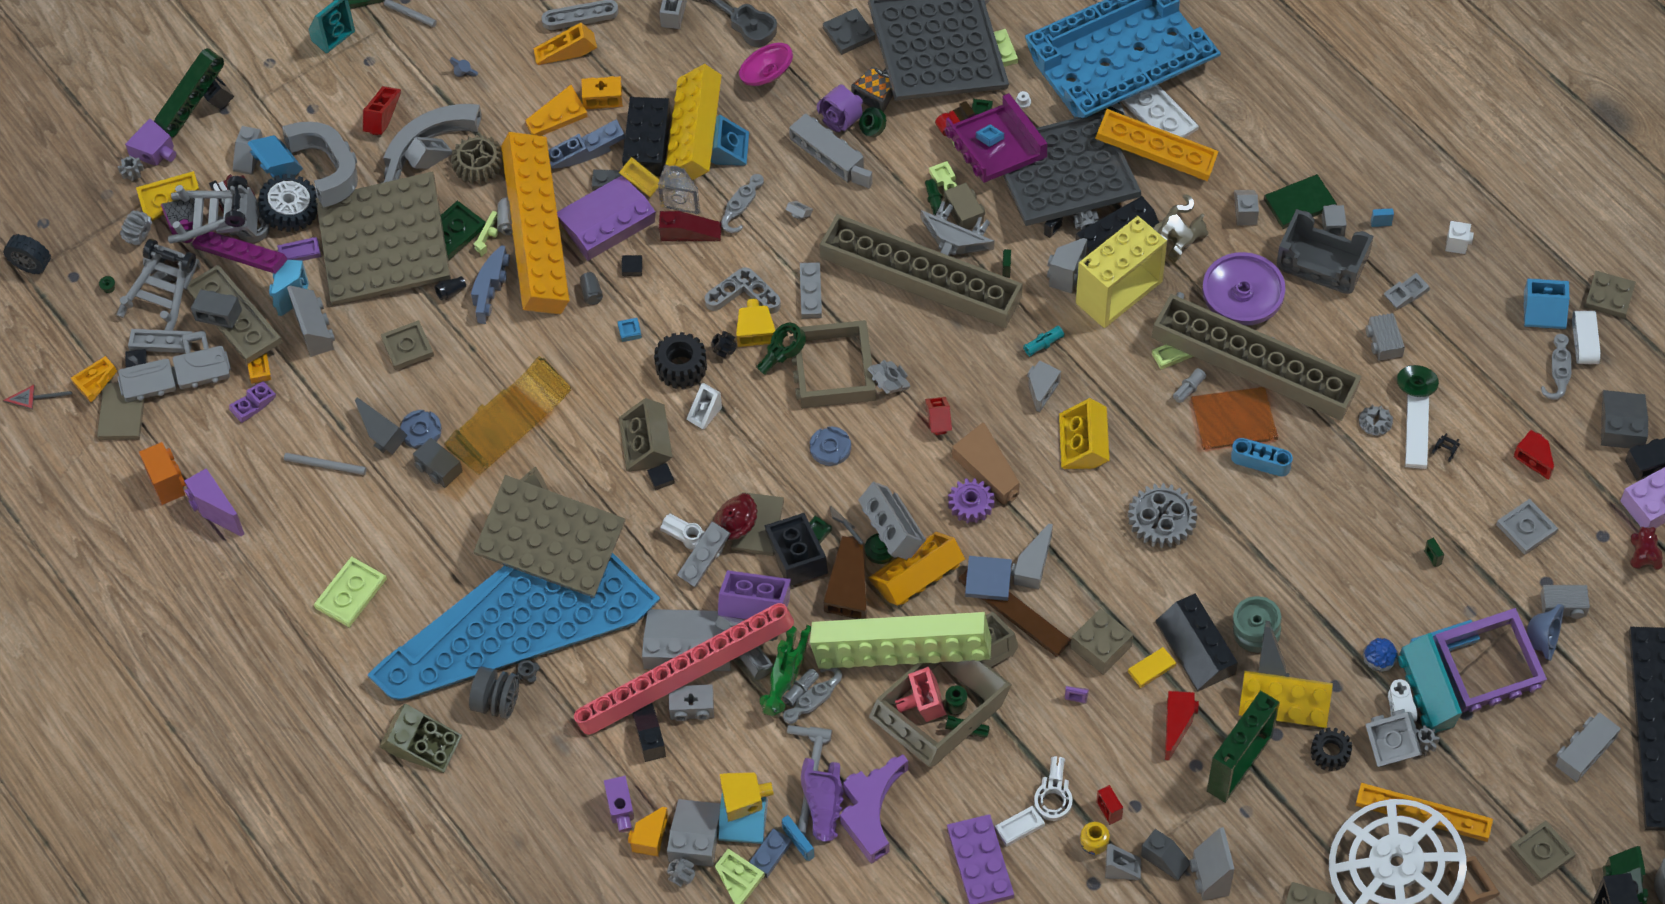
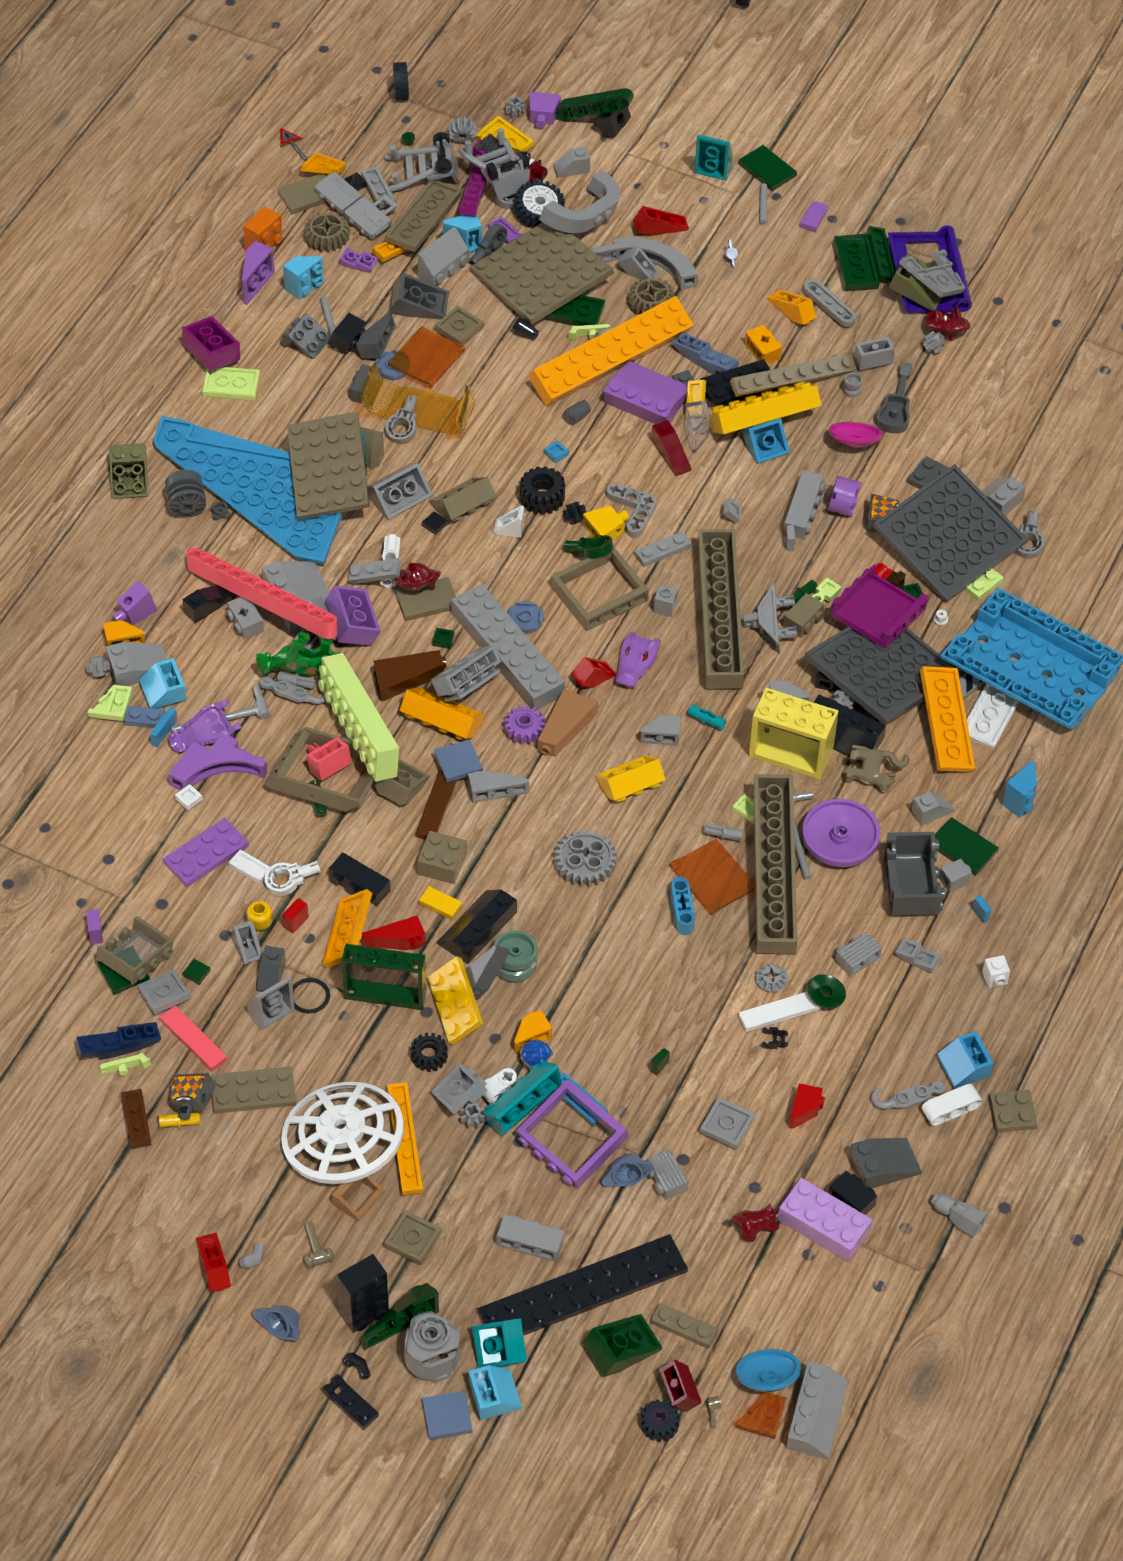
camera: 60 degrees right, 5 degrees down
(191, 406) = (337, 233): none -> dark tan gear
(216, 308) = (416, 200): dark grey brick -> none
(251, 459) = (303, 275): none -> medium azure slope
(274, 156) = (571, 177): dark azure slope -> none
(293, 586) = (211, 343): none -> magenta brick
(315, 270) = (488, 244): none -> dark grey pin
(330, 491) = (306, 335): none -> dark grey bracket
(346, 367) = (418, 298): none -> dark grey slope
(357, 450) = (348, 333): none -> black brick
(431, 392) = (426, 356): none -> clear orange piece
(487, 281) = (540, 347): sand blue slope -> none
(513, 442) = (404, 416): none -> light grey pin
(557, 113) = (726, 328): light orange wing -> none
(601, 484) = (399, 490): none -> light grey slope
(632, 265) = (615, 429): black tile -> none
(666, 82) = (792, 374): none -> dark tan plate
(699, 41) = (852, 385): none -> light grey wheel
(740, 202) = (715, 471): light grey piece -> none
(743, 794) = (169, 668): yellow torso -> none
(797, 549) = (412, 627): black slope -> none
(837, 516) = (461, 646): dark grey piece -> none
(848, 475) = (520, 660): none -> light grey brick
(872, 122) = (847, 524): dark green plate -> none
(883, 314) = (665, 601): none -> light grey brick
(889, 377) = (597, 626): light grey piece -> none
(902, 849) = (188, 797): none -> white plate
(937, 370) = (635, 658): none -> medium lavender animal
(956, 700) = (335, 779): dark green brick -> none
(989, 135) = (879, 601): dark azure tile -> none
(1006, 270) = (766, 664): dark green tile -> none
(1076, 694) = (387, 860): medium lavender slope -> none
(1091, 728) = (359, 877): none -> black brick
(1152, 762) = (347, 926): none -> light orange plate
(1203, 814) = (324, 1003): none -> black piece
(1270, 123) = (1021, 791): none -> dark azure slope
(1348, 647) = (532, 1027): none -> light orange slope

